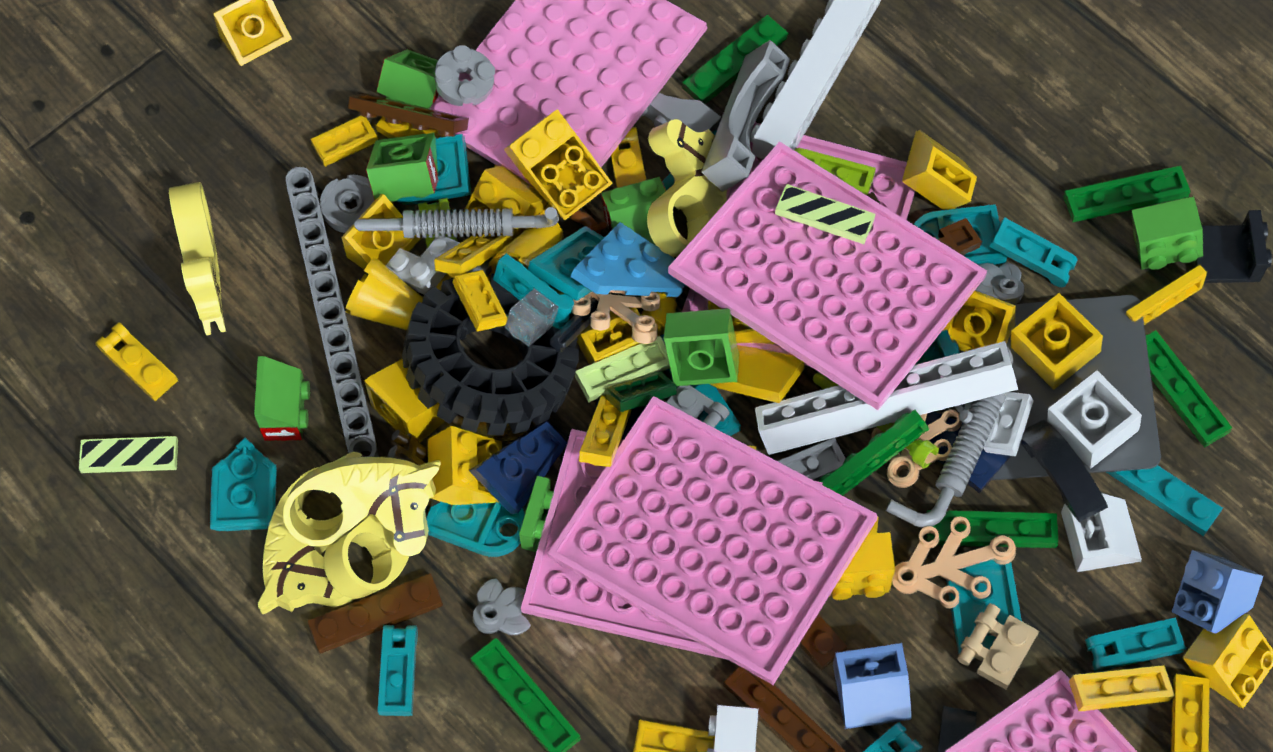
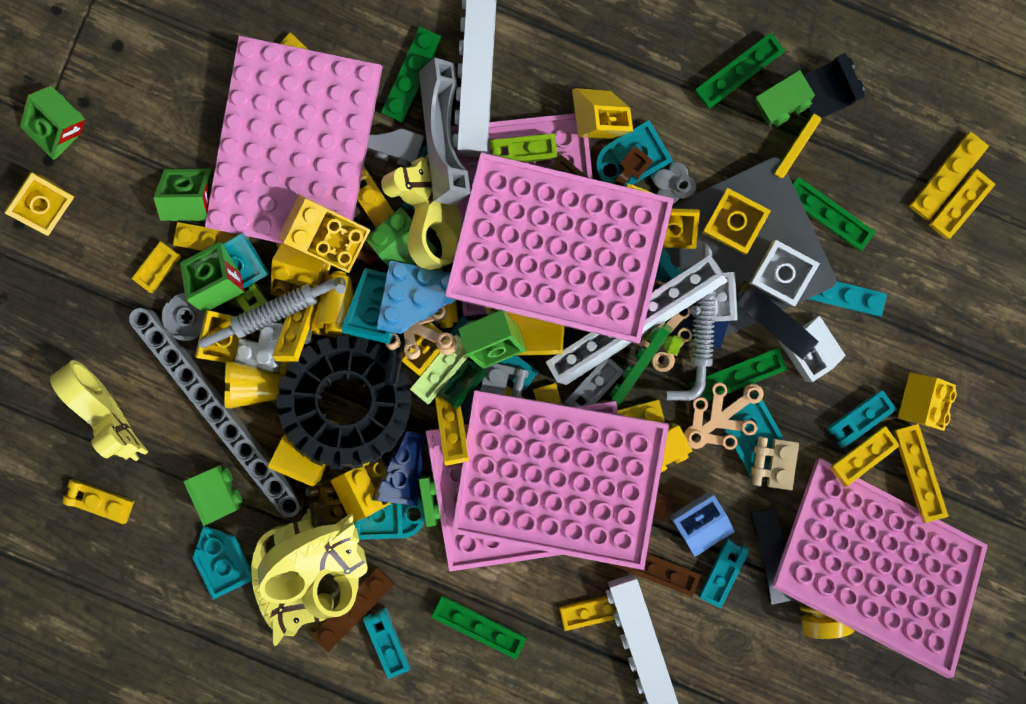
camera: 25 degrees left, 25 degrees up
(128, 454) = (129, 571): yellowish green tile -> none
(399, 112) = (193, 233): reddish brown plate -> none
(468, 61) = (212, 176): light grey plate -> none
(480, 300) = (320, 374): yellow plate -> none
(503, 605) = (434, 568): light grey plate -> none
(520, 282) = (354, 346): teal plate -> none
(531, 317) = (362, 370): clear brick -> none
(825, 214) = (540, 203): yellowish green tile -> none
(1033, 252) = (690, 150): teal plate -> none
(1215, 591) = (906, 365): medium blue slope -> none

